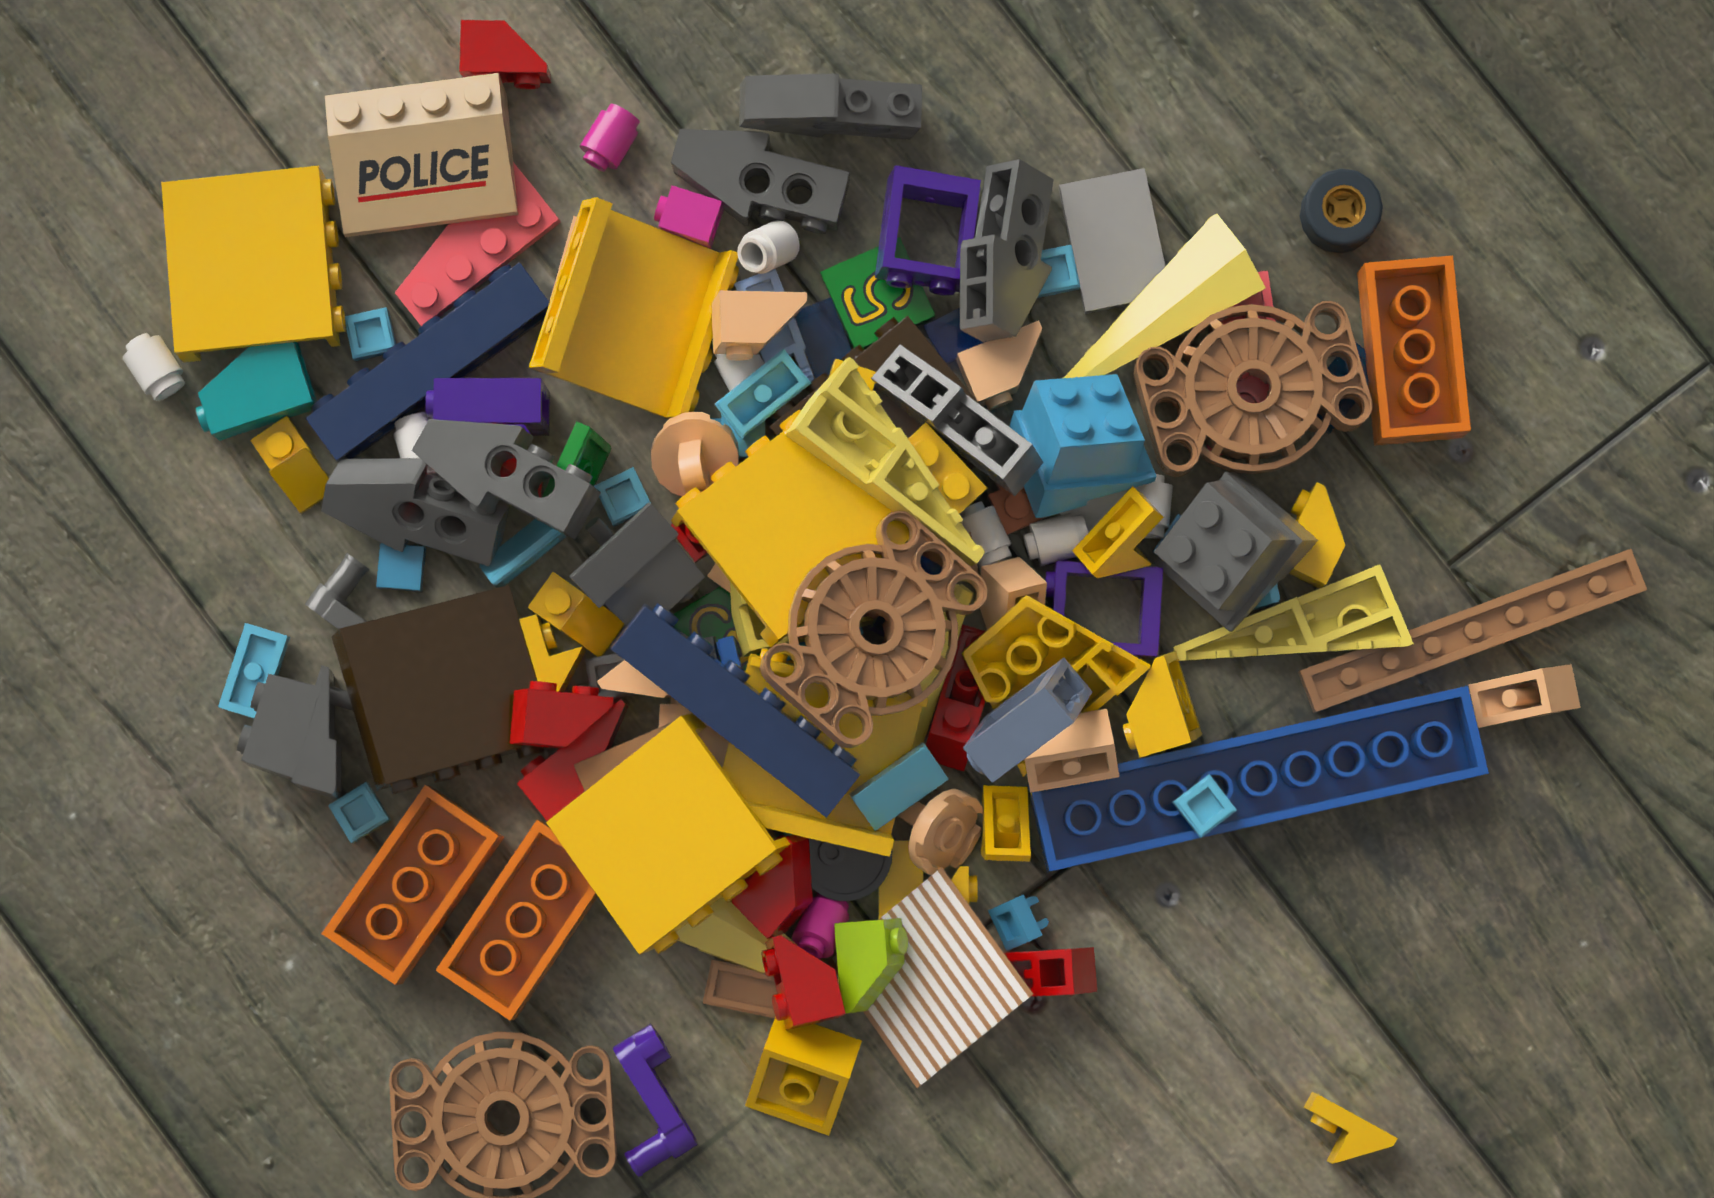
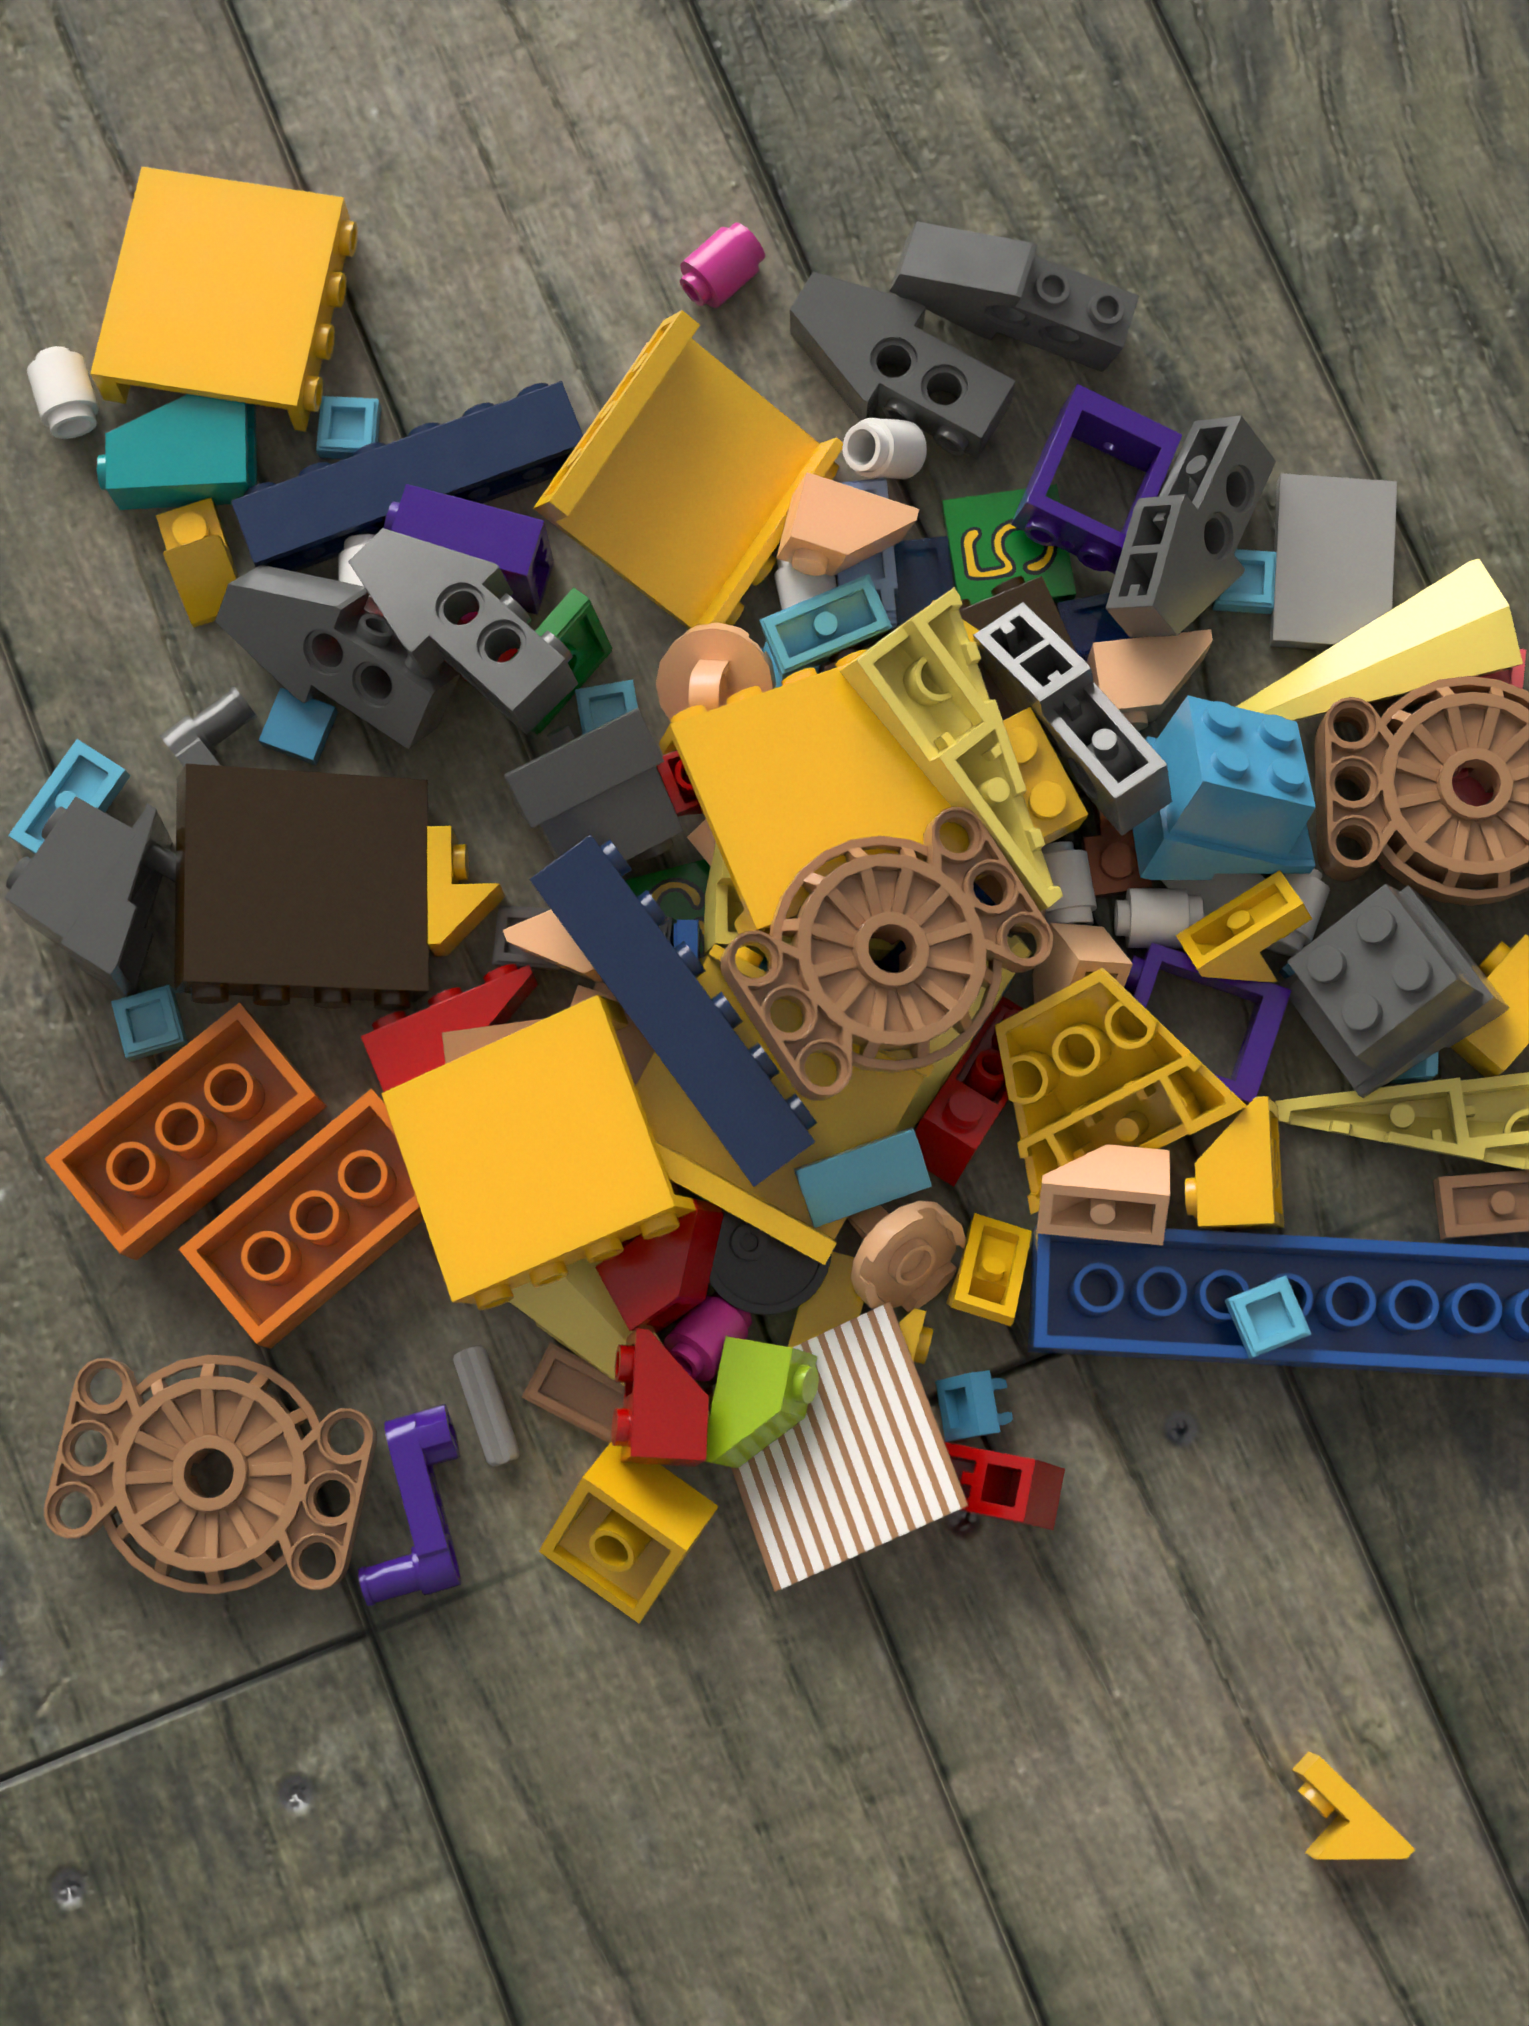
camera: 15 degrees right, 5 degrees down
(422, 154) = (478, 219): tan slope -> none
(472, 252) = (542, 336): coral wing -> none
(497, 48) = (610, 130): red slope -> none
(521, 552) = (461, 747): medium azure slope -> none
(552, 717) = (431, 960): red slope -> none
(576, 615) = (501, 844): yellow slope -> none
(679, 1016) = (486, 1406): none -> light grey axle
(689, 216) = (797, 384): dark pink brick -> none
(1027, 720) = (1059, 1133): sand blue window -> none

